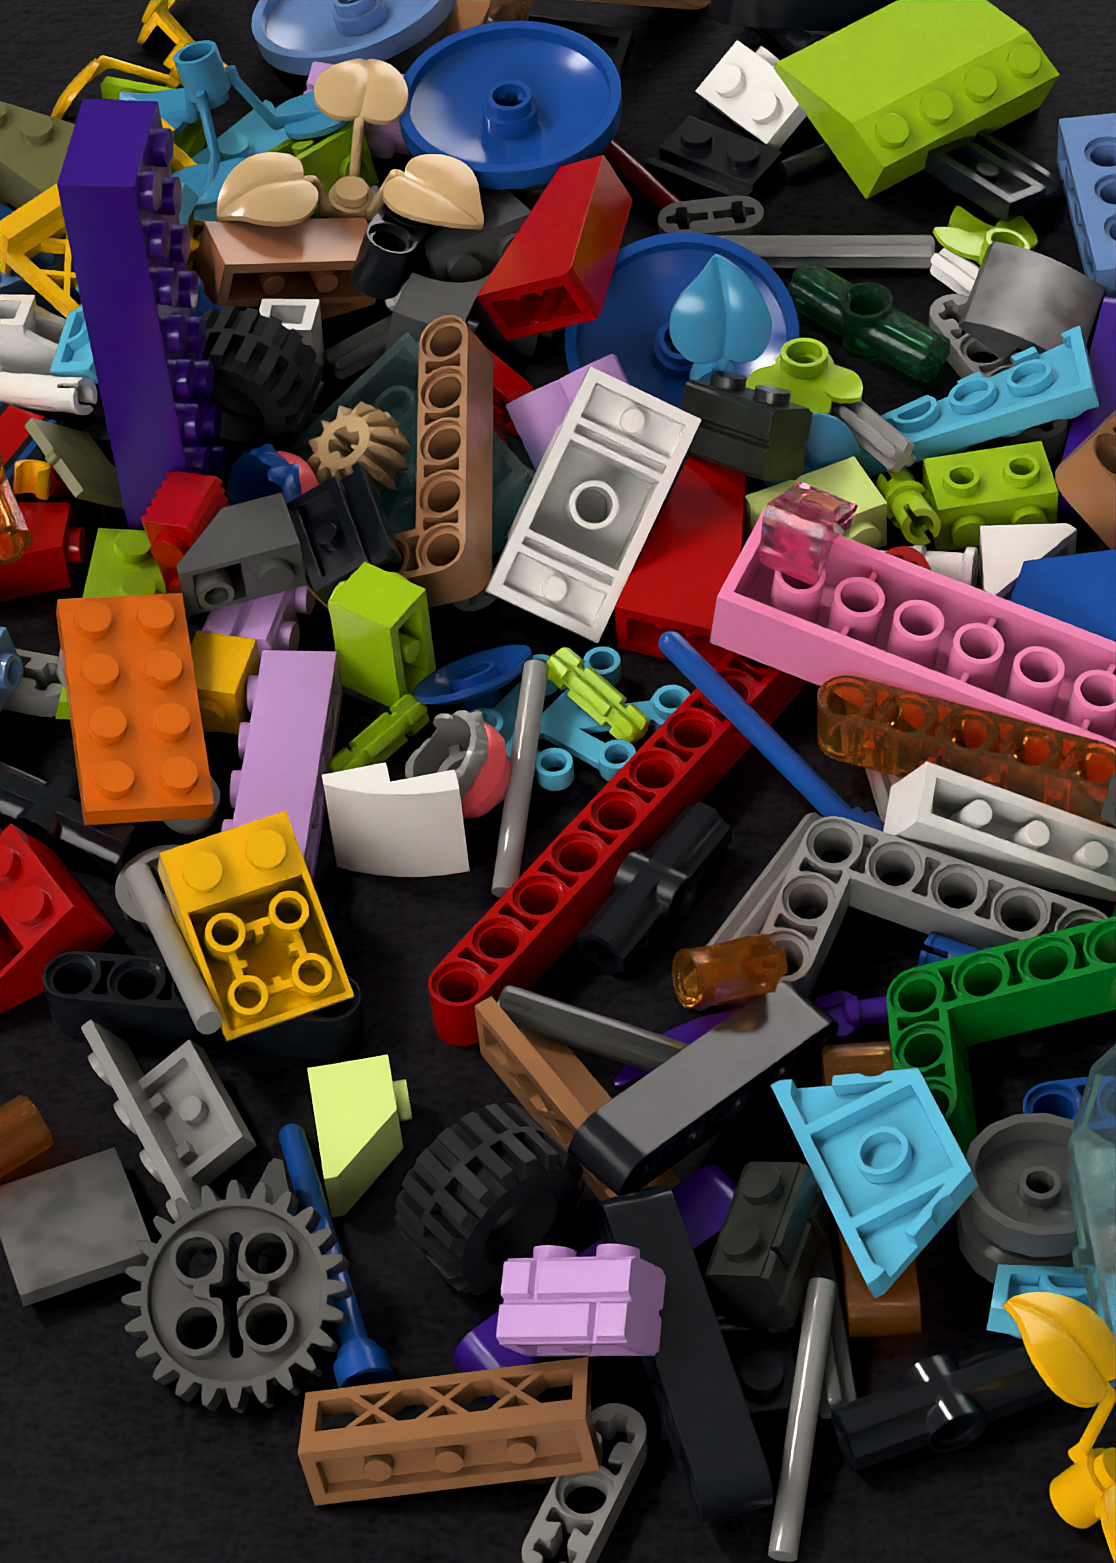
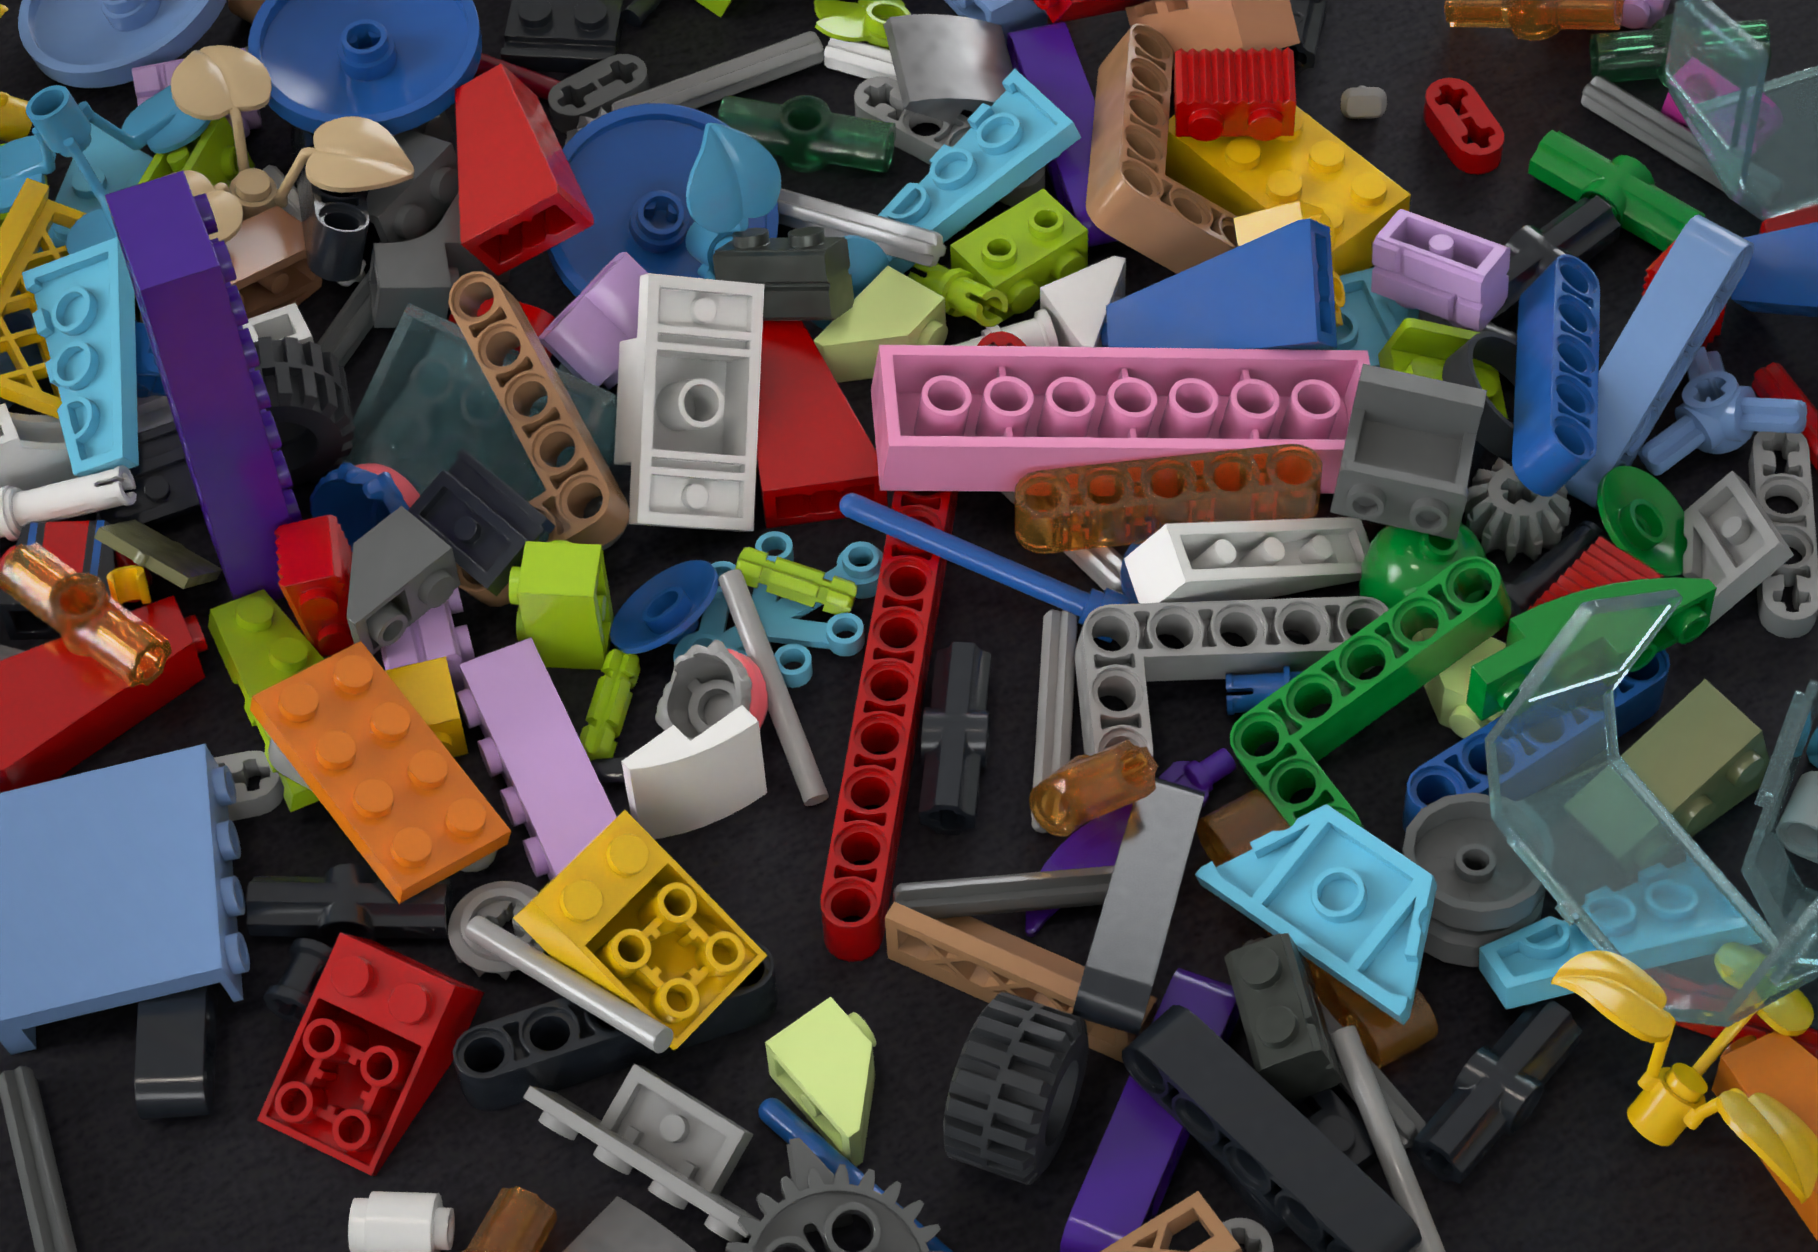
camera: 30 degrees left, 5 degrees up
(362, 437) = (426, 416): tan gear -> none
(581, 1303) = (1178, 1146): lavender brick -> none
(801, 530) = (940, 355): clear pink slope -> none
(810, 376) = (808, 205): lime plate -> none

